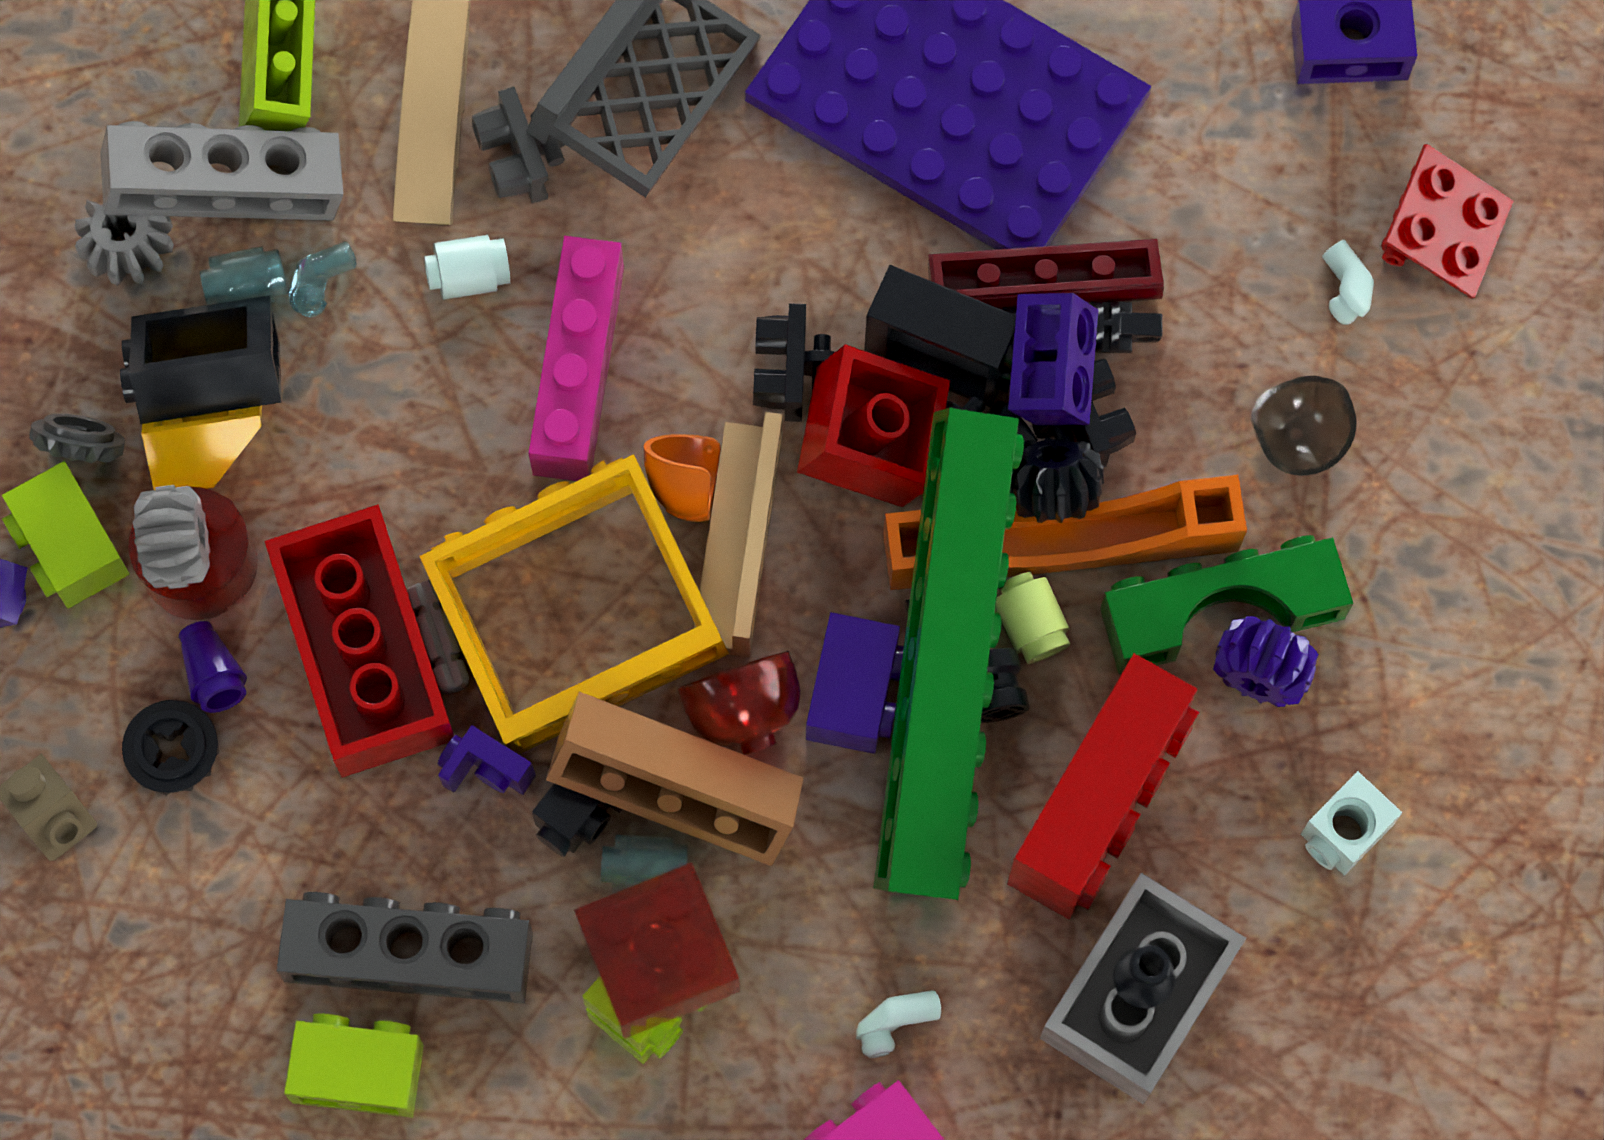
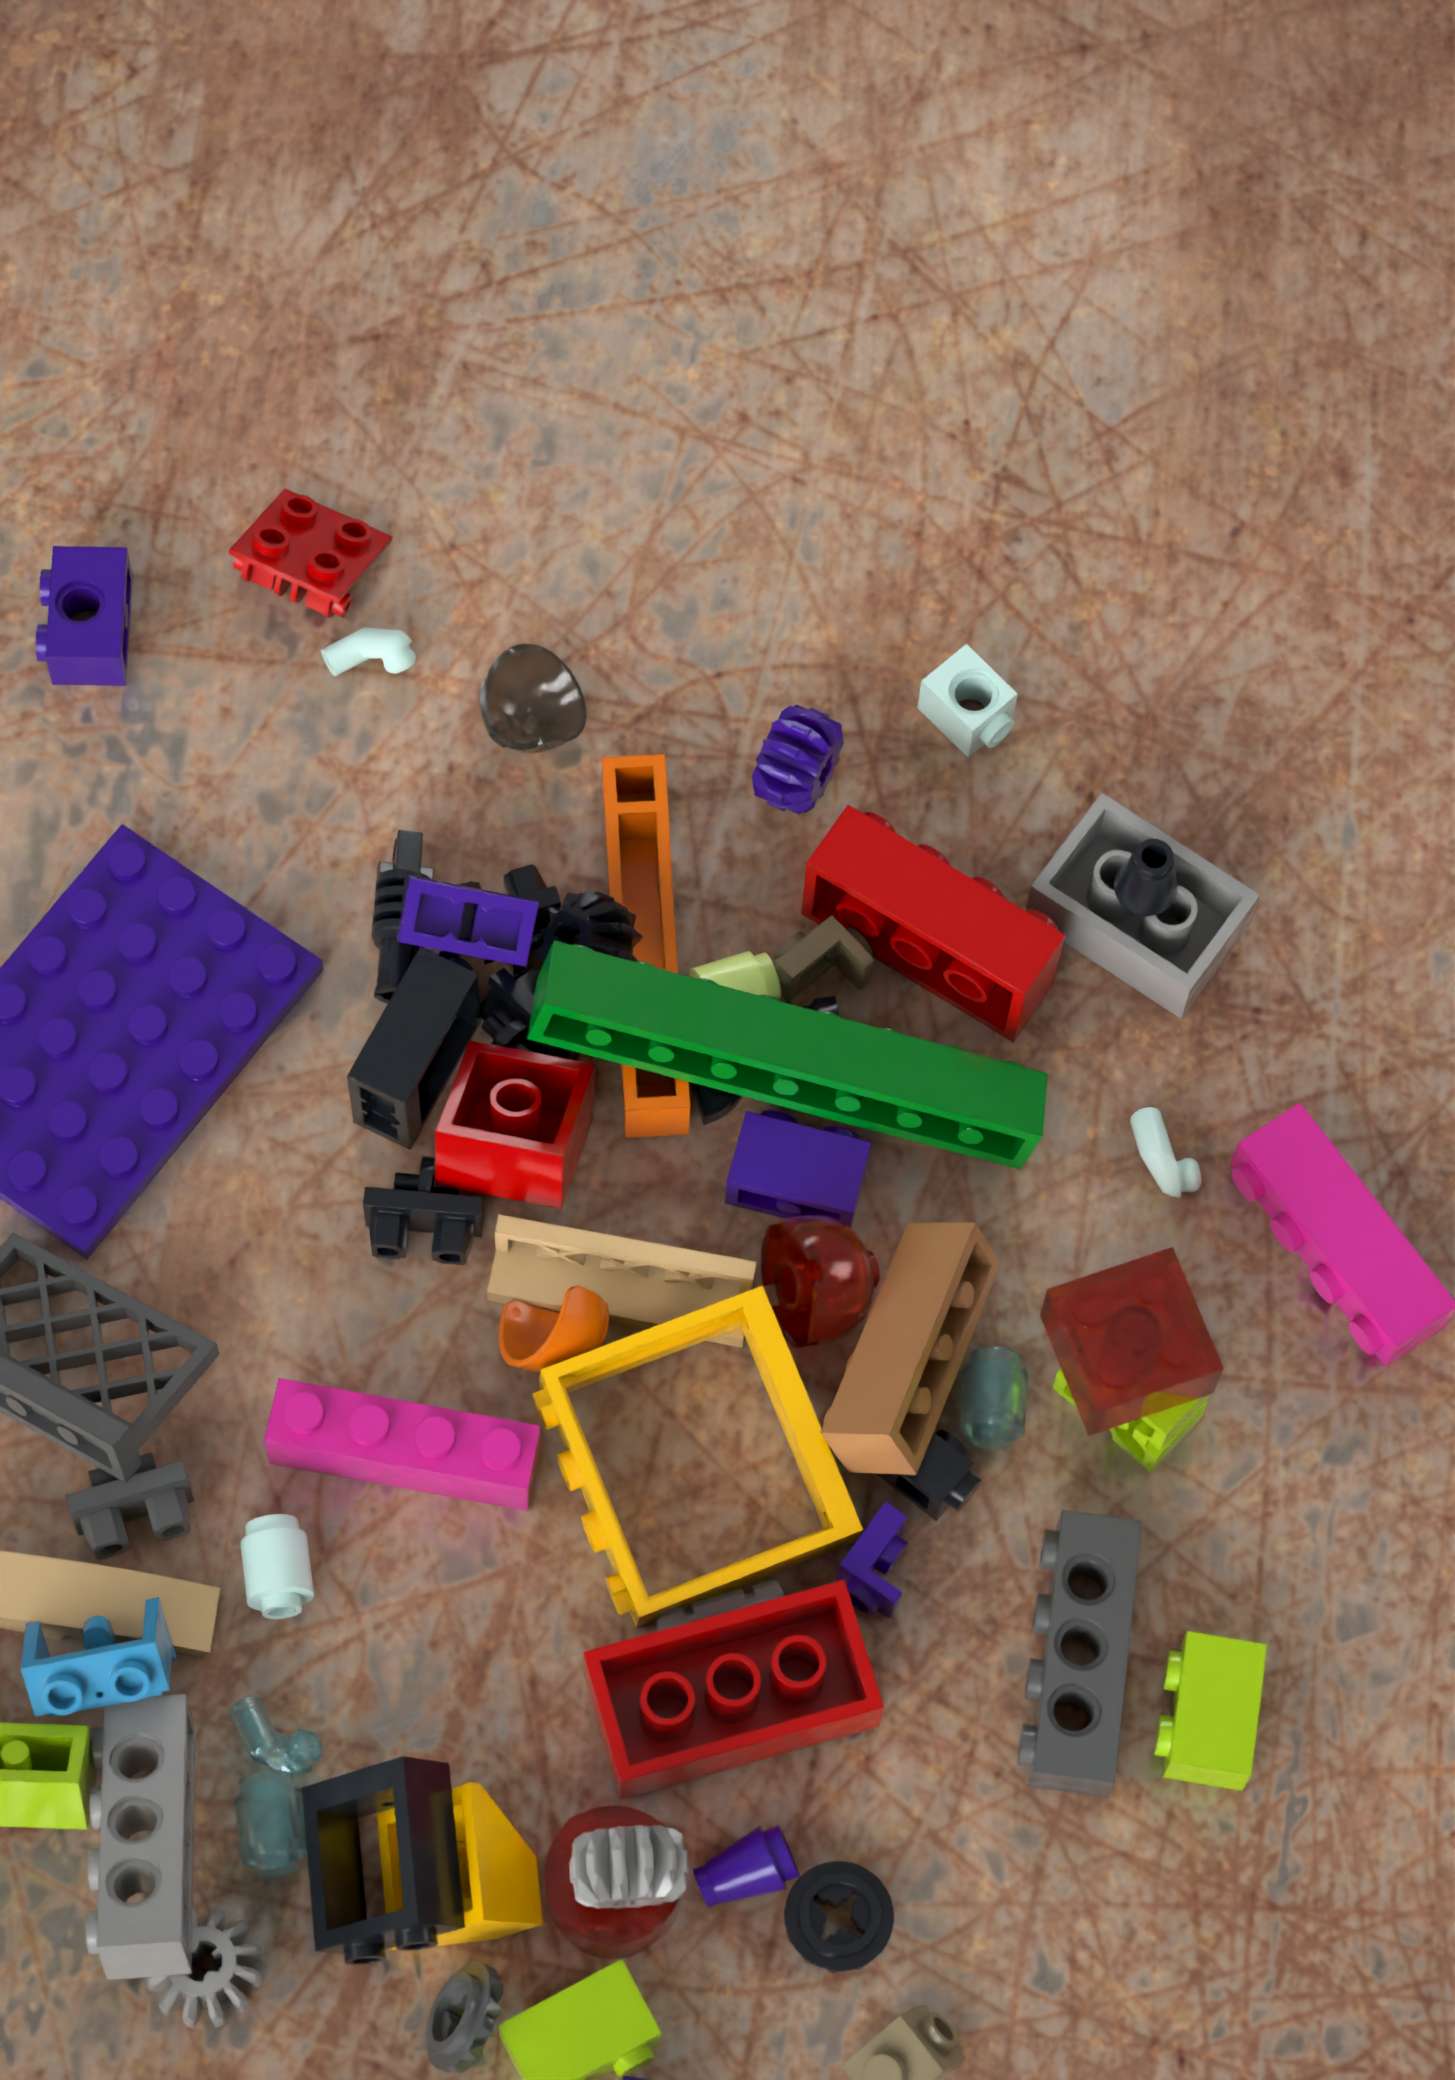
camera: 90 degrees left, 5 degrees down
(357, 129) = (101, 1673): none -> dark azure window
(1069, 685) = (808, 957): none -> dark tan bracket
(1090, 270) = (340, 945): dark red brick -> none
(1296, 585) = (742, 867): green arch -> none

